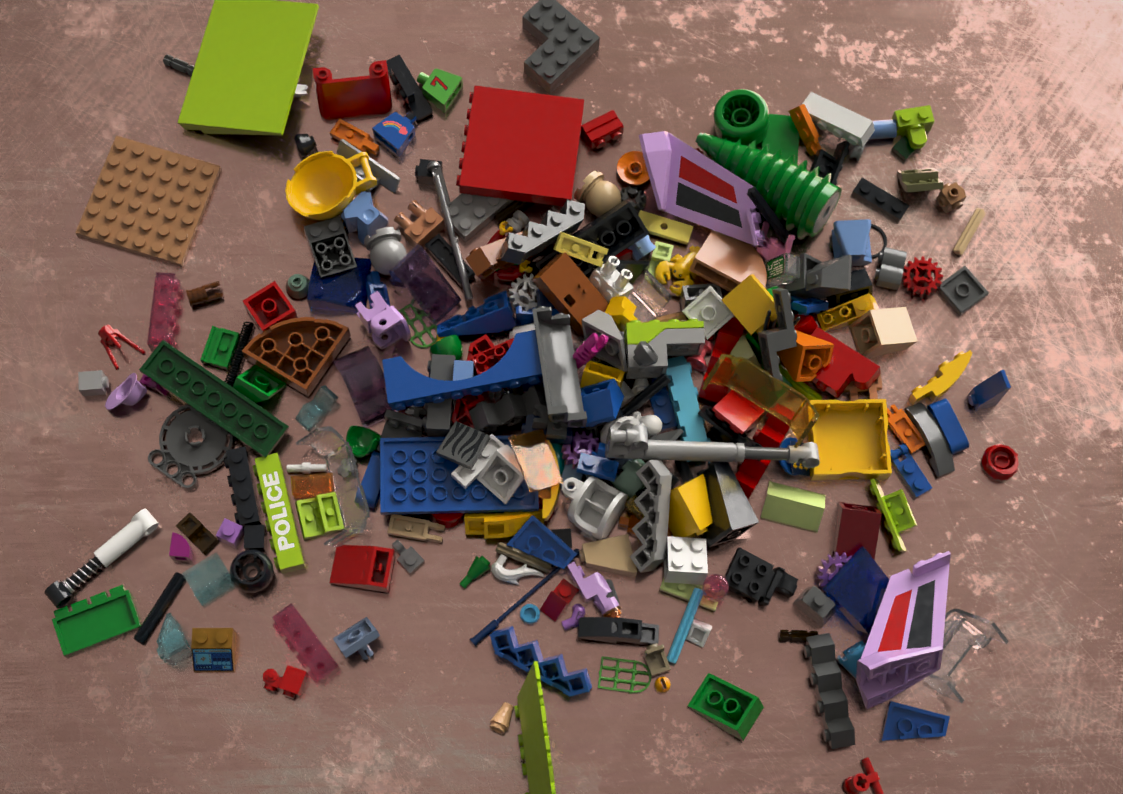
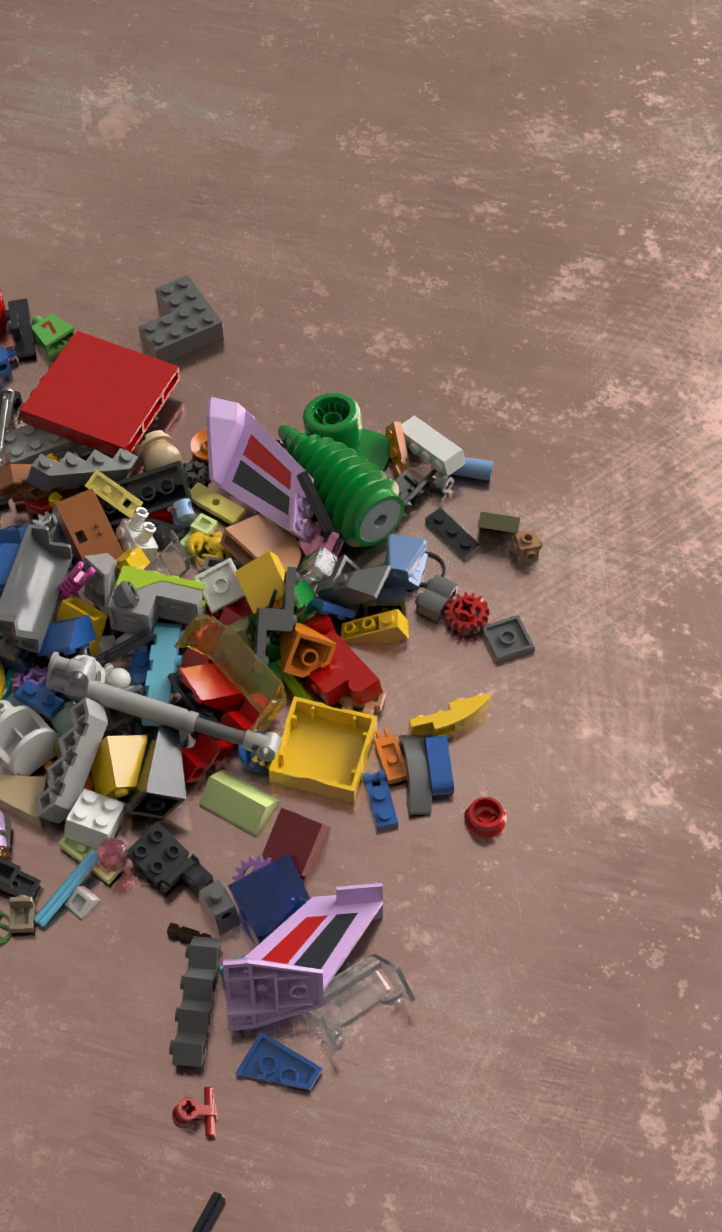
camera: 20 degrees right, 15 degrees down
(602, 129) = (190, 403): red brick -> none
(658, 686) = (24, 944): light orange hinge -> none
(726, 706) = (77, 986): green slope -> none
(883, 332) = (404, 654): tan slope -> none
(896, 511) = (346, 836): lime bracket -> none
(903, 148) = (496, 492): dark green tile -> none
(914, 124) = (512, 471): lime brick -> none
(969, 231) = (535, 584): tan axle -> none
(989, 391) = (493, 738): blue slope -> none

